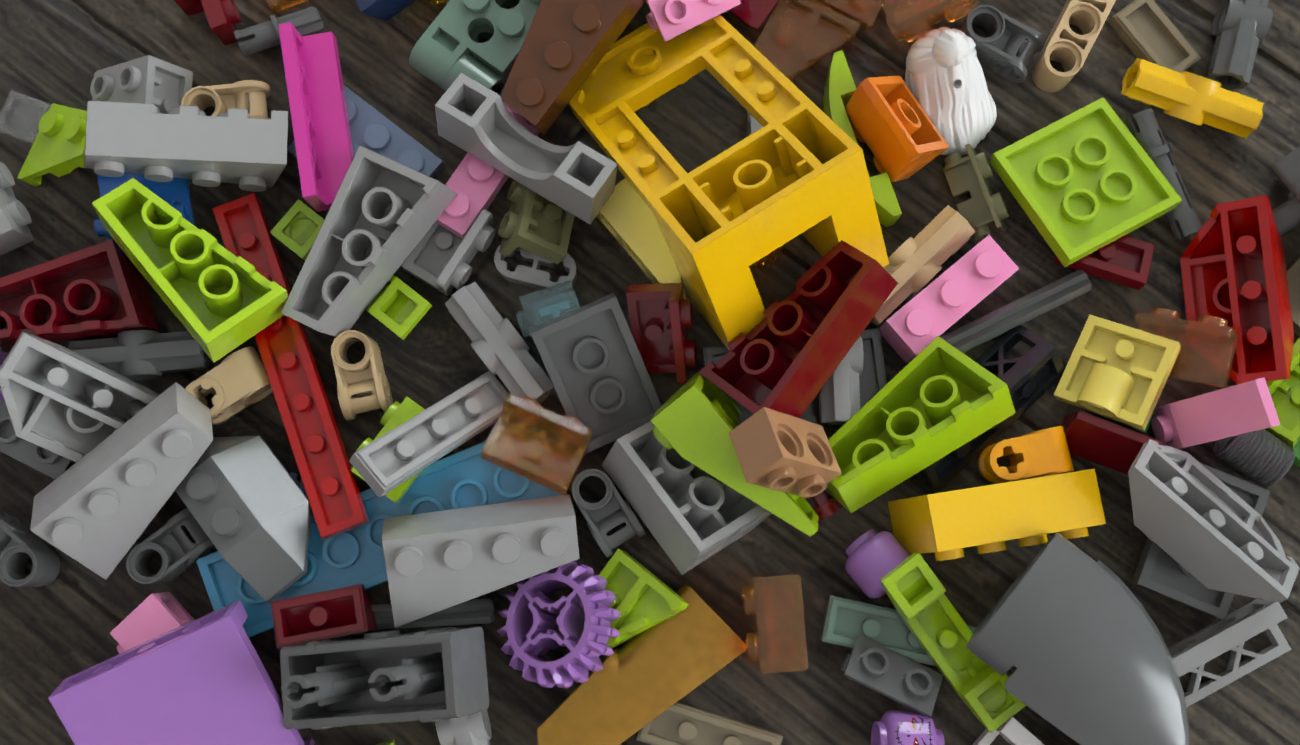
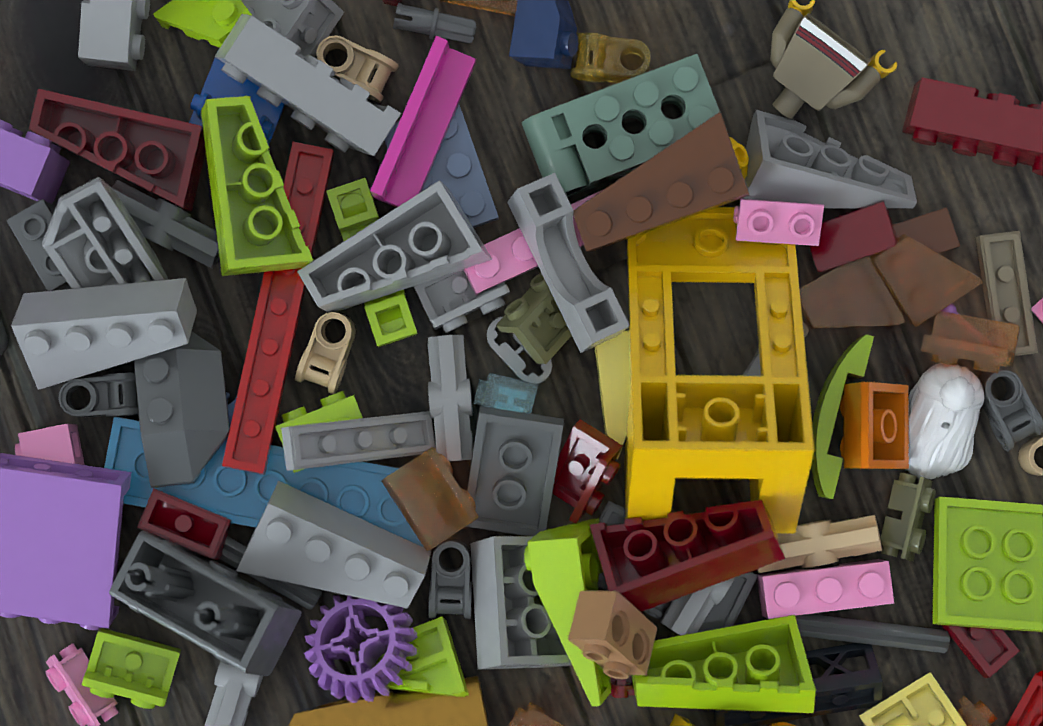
camera: 30 degrees right, 5 degrees up
(234, 383) = (228, 295): tan piece -> none

